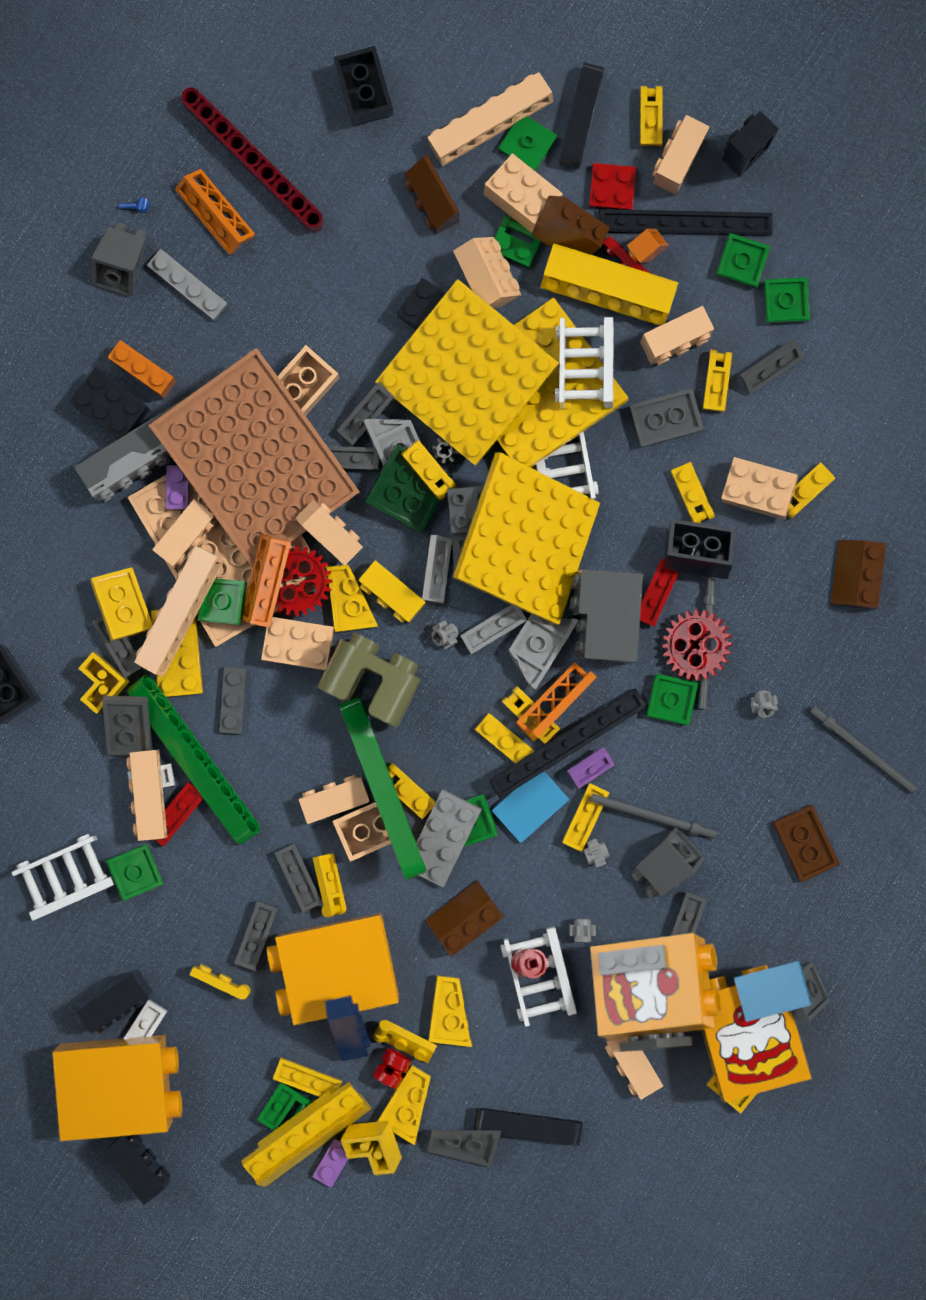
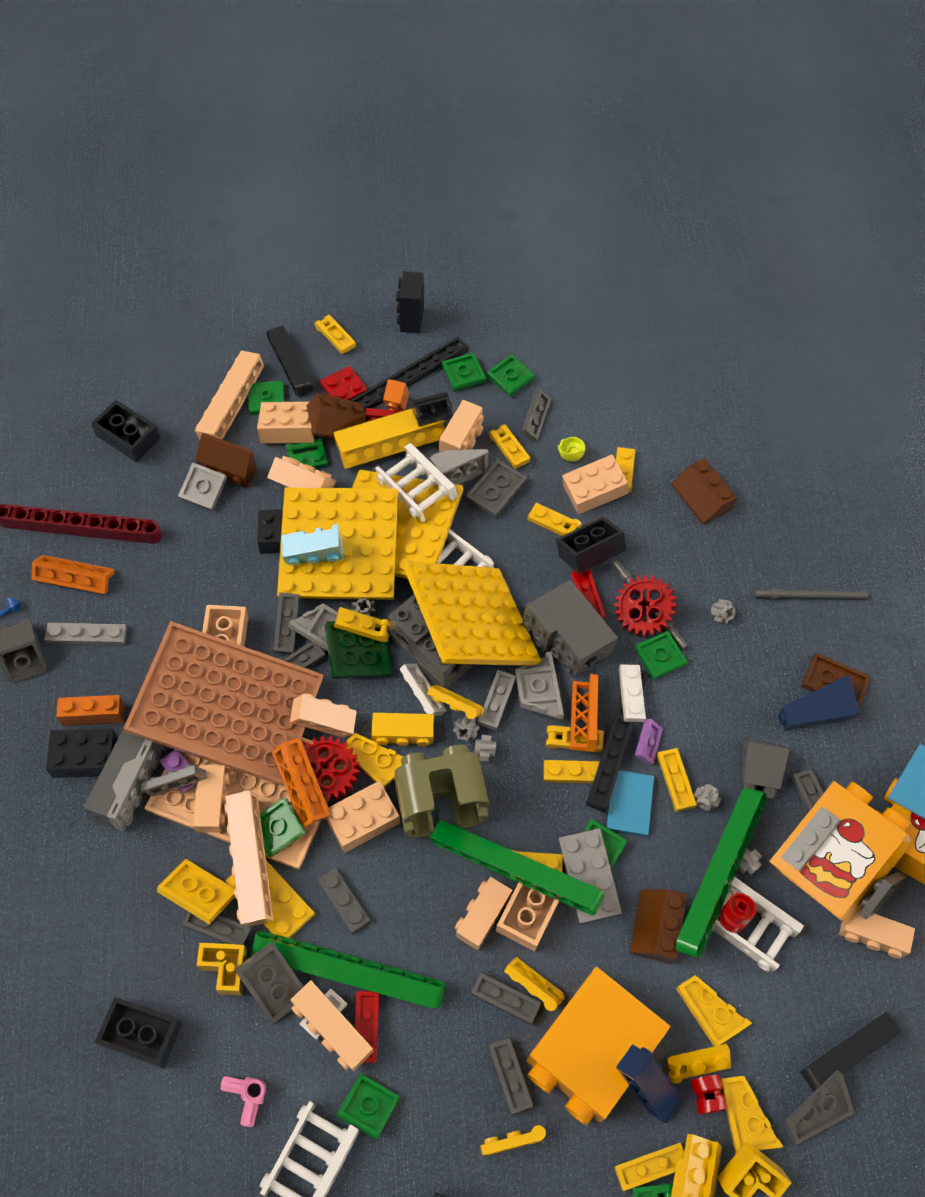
camera: 35 degrees left, 25 degrees down
(51, 800) = (241, 1087): none -> bright pink axle
(164, 496) = (173, 780): none -> dark grey plate
(392, 206) = (202, 486): none -> light grey plate
(434, 365) = (313, 547): none -> wedge
(447, 664) = (485, 748): none -> light grey gear
(454, 605) = (456, 701): none -> yellow plate
(549, 921) = (721, 873): none -> green beam
(613, 715) = (632, 693): none -> white plate
(637, 368) = (461, 465): none -> light grey slope
(664, 294) = (432, 409): none -> black hinge
(679, 154) = (372, 337): light nougat brick -> none
(693, 828) = (753, 729): dark grey bar -> none
(769, 857) = (826, 705): none -> dark blue slope
(773, 431) = (571, 449): none -> neon yellow hair

